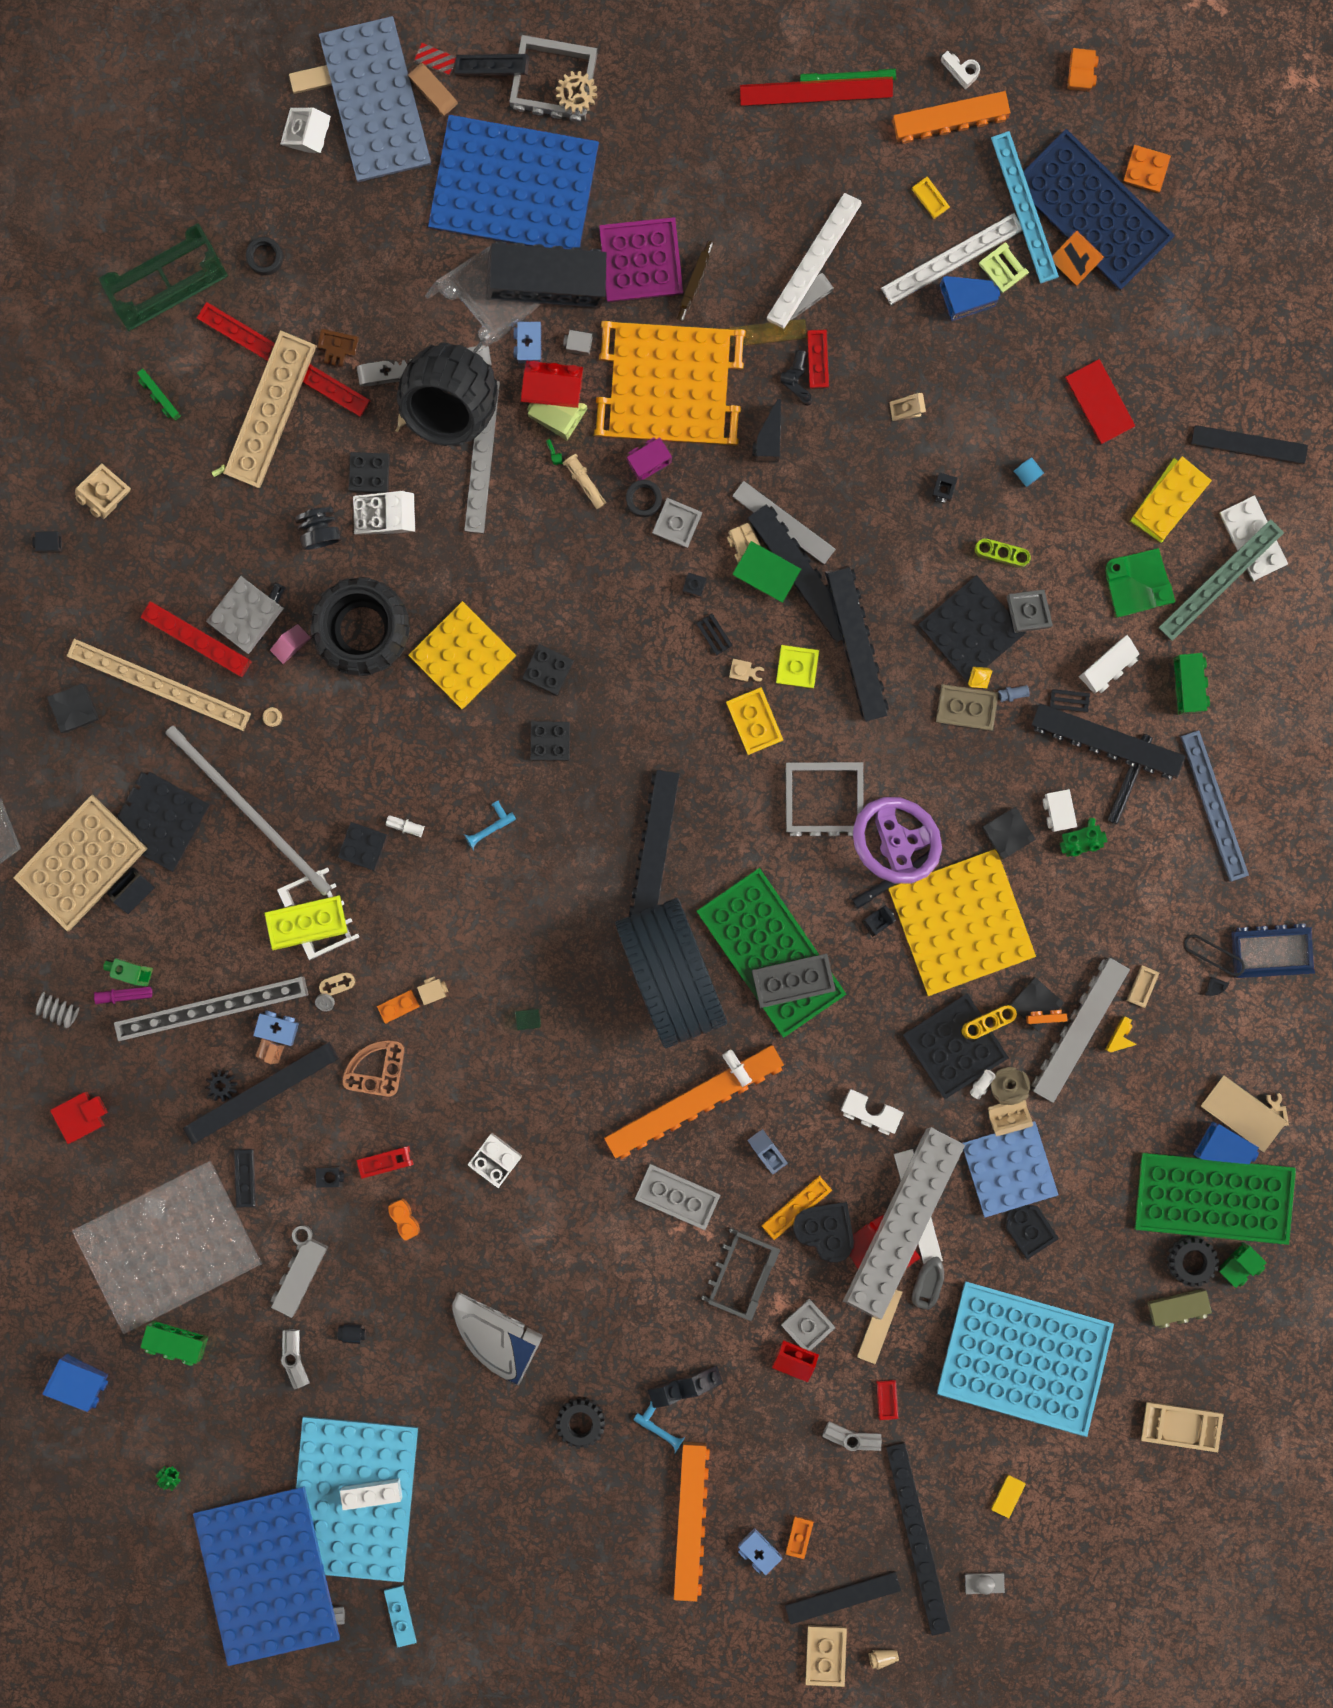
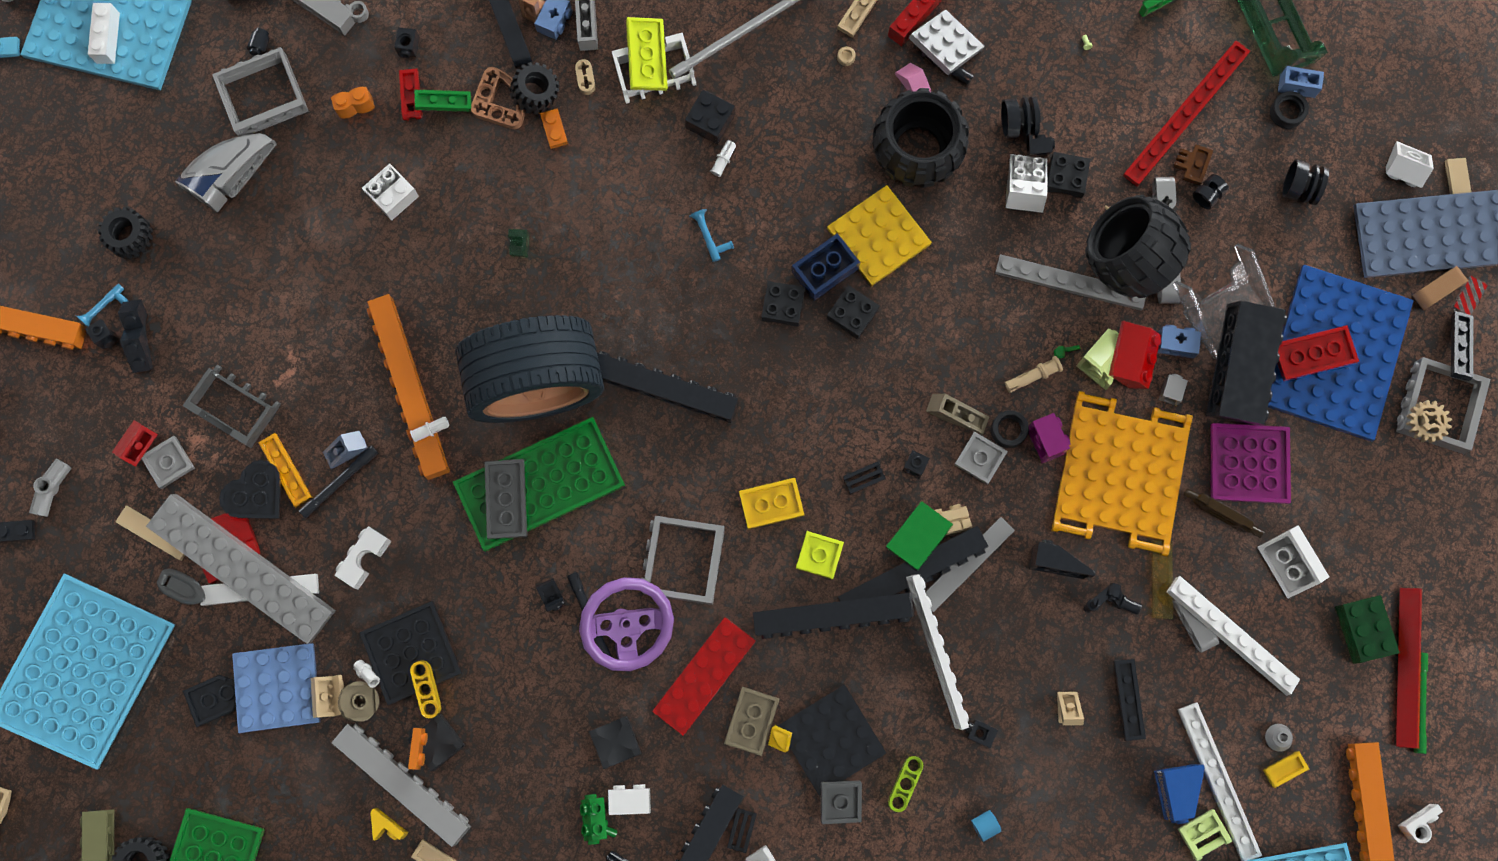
camera: 95 degrees right, 10 degrees down
(234, 247) = (1301, 80): none -> medium blue brick
(270, 409) = (1141, 92): tan plate -> none
(324, 1002) = (570, 63): light grey piece -> none
(343, 505) = (1040, 145): none -> black brick
(344, 233) = (1305, 182): none -> black wheel
(371, 331) = (1212, 189): none -> black wheel
(372, 1042) = (540, 76): none -> black tyre
(375, 1329) = (269, 117): none -> light grey window
(388, 1126) = (442, 100): none -> green plate
(432, 990) = (562, 159): tan brick -> none
(507, 703) = (825, 267): none -> dark blue brick
(522, 206) = (1316, 353): none -> red plate
(636, 551) = (957, 413): none -> dark tan slope
(677, 1196) = (320, 357): light grey plate -> none
(690, 1421) = (101, 334): none -> black bracket
(732, 209) = (1293, 562): none -> white slope
(742, 671) = (823, 500): tan plate -> none
(787, 134) = (1367, 629): none -> dark green brick
(818, 359) = (1130, 624): red plate -> none
(824, 1170) = (363, 459): none -> black piece
(880, 536) = (940, 658): none -> white plate
(887, 1399) = (78, 528): red tile -> none
(889, 351) = (1129, 700): none -> black plate
(903, 212) = (1273, 737): none -> light grey cone
(931, 759) = (704, 676): none -> red plate
(962, 922) = (533, 681): yellow plate -> none
(1013, 693) = (758, 772): sand blue pin -> none

